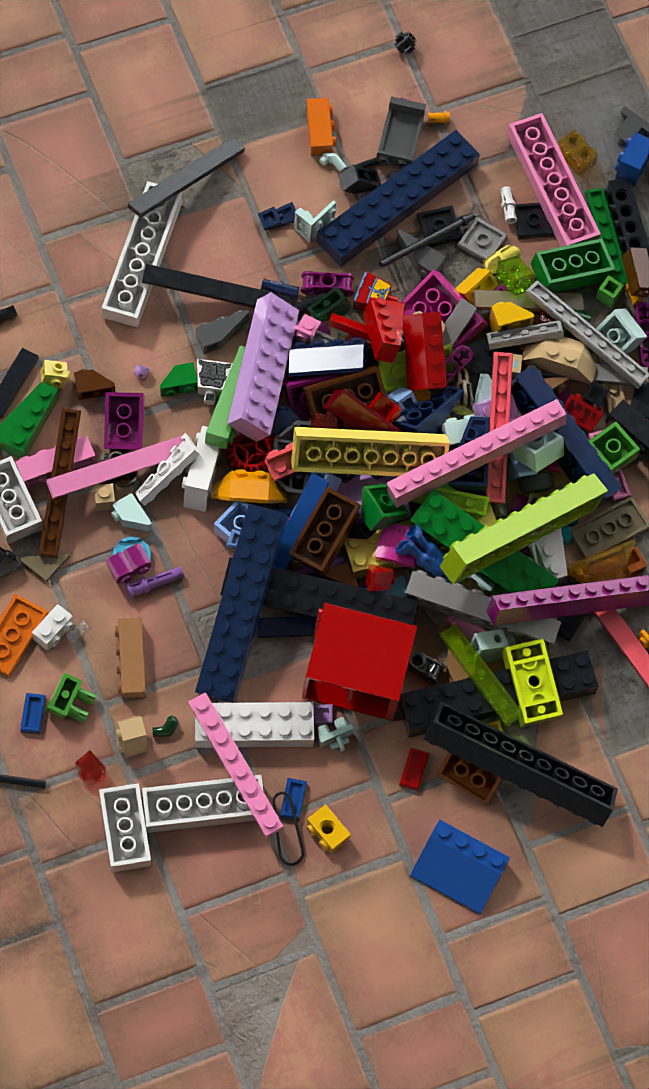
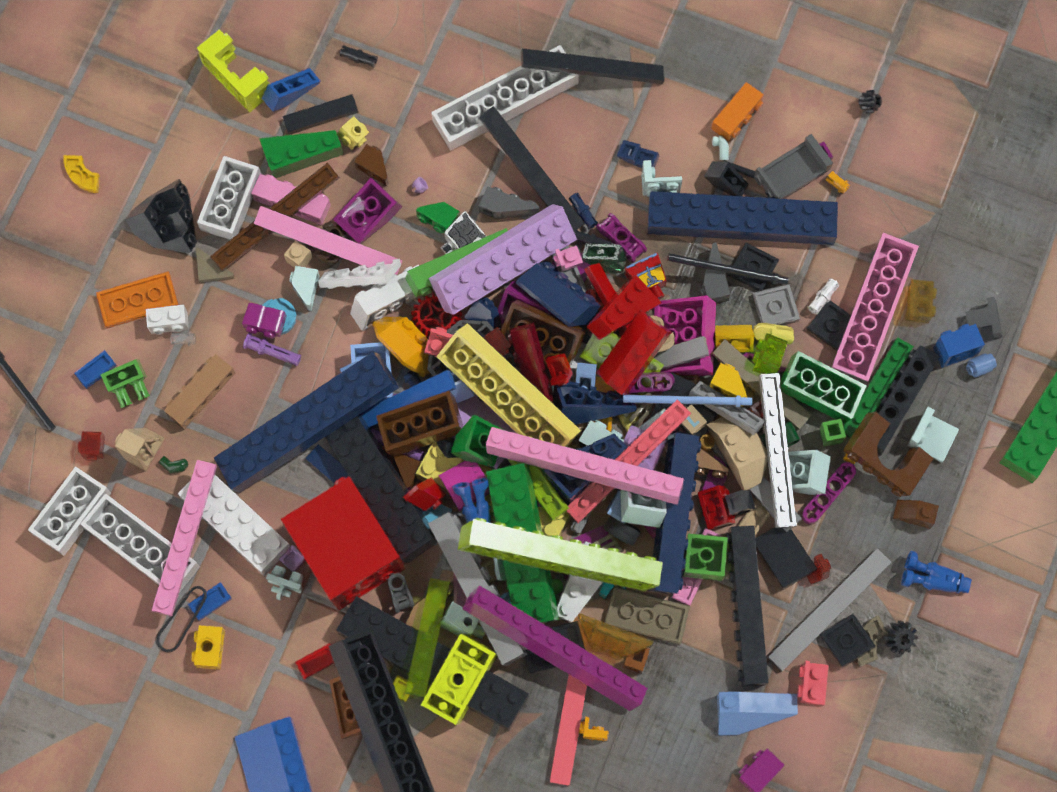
camera: 50 degrees right, 5 degrees up
(530, 321) = (738, 400): none -> light blue bar

